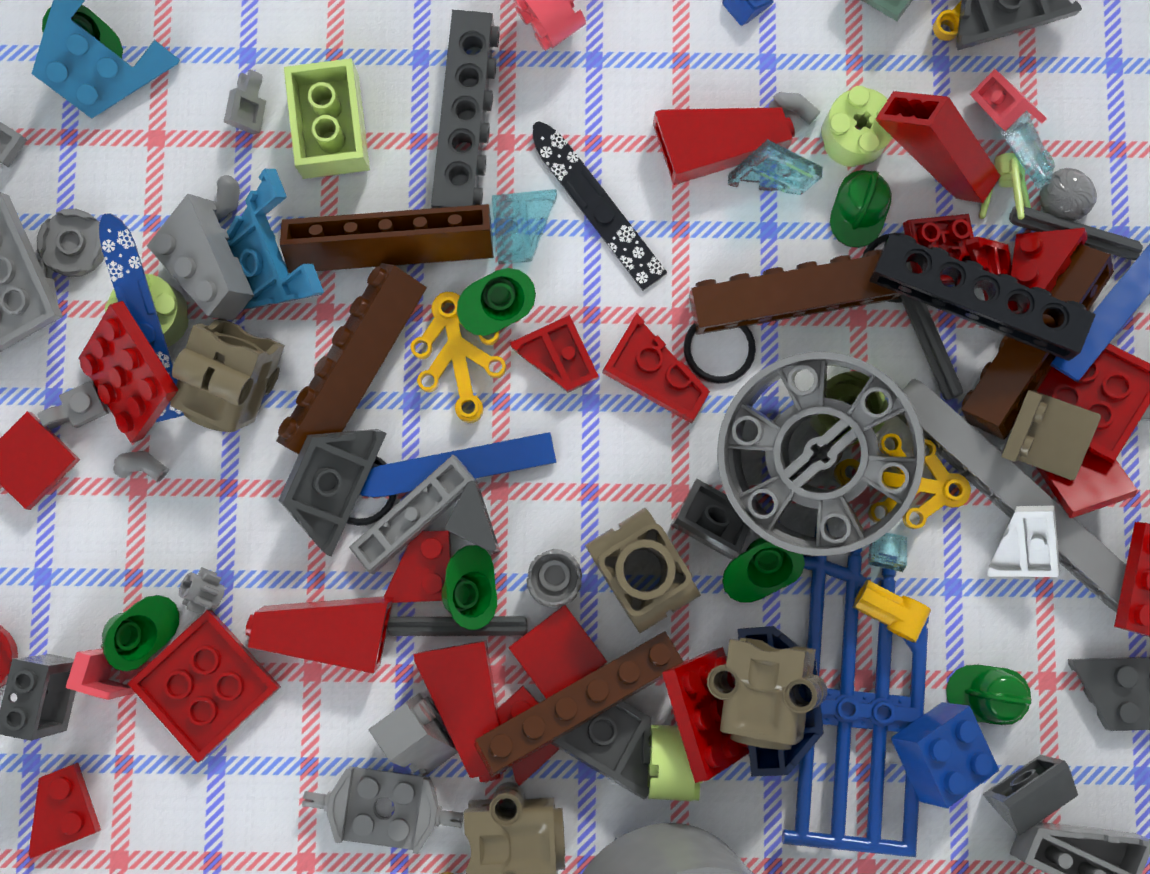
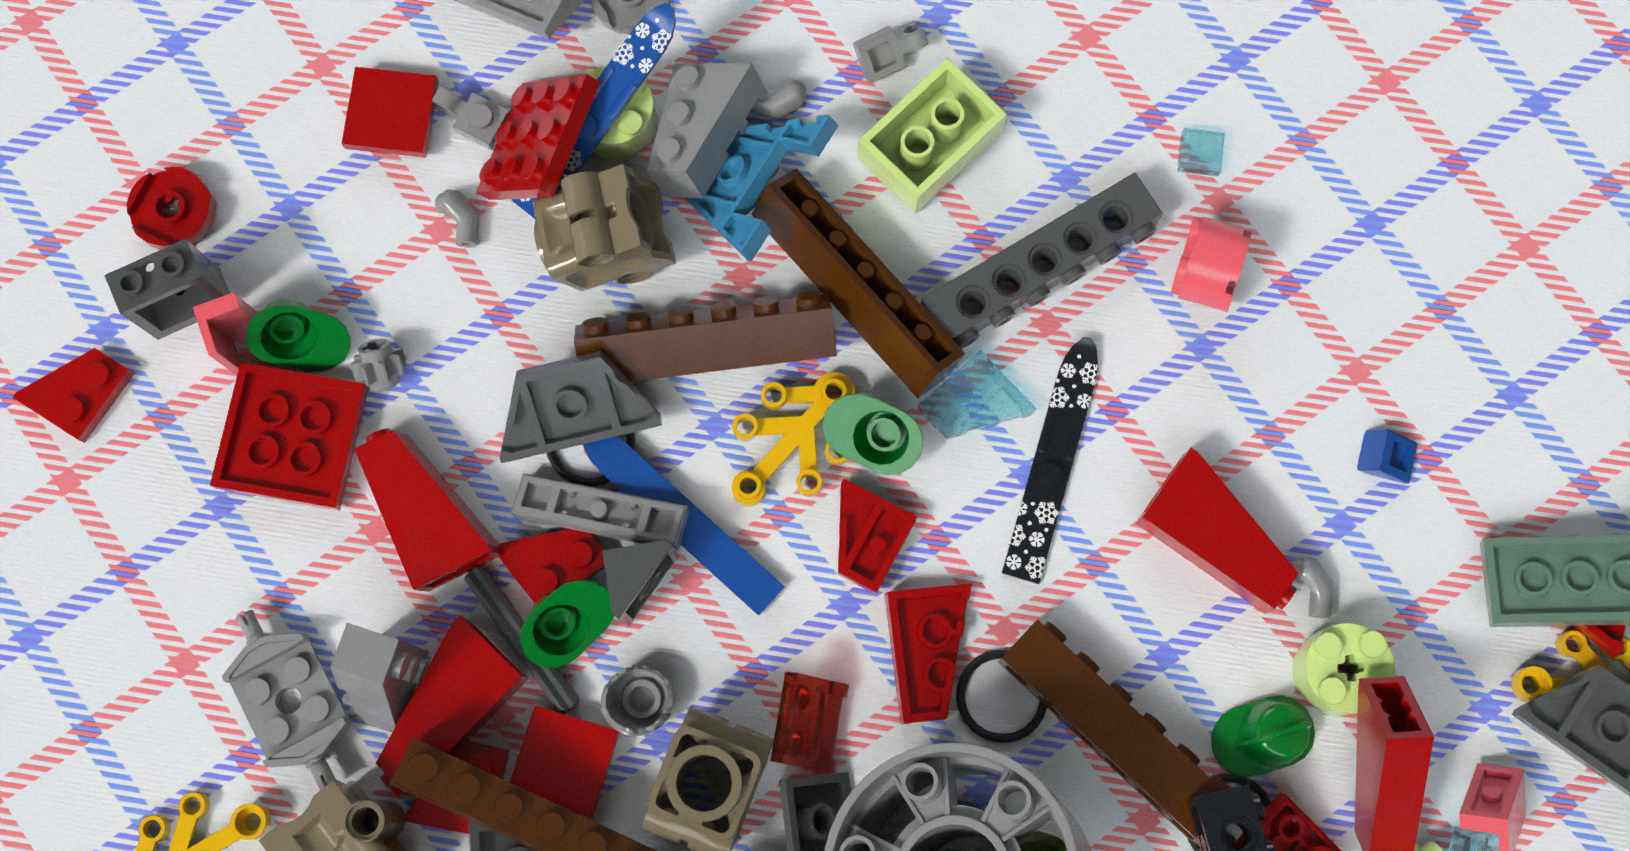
camera: 55 degrees right, 5 degrees down
(649, 479) = (808, 722): none -> clear red plate
(776, 170) = (1230, 618): clear light blue wing -> none

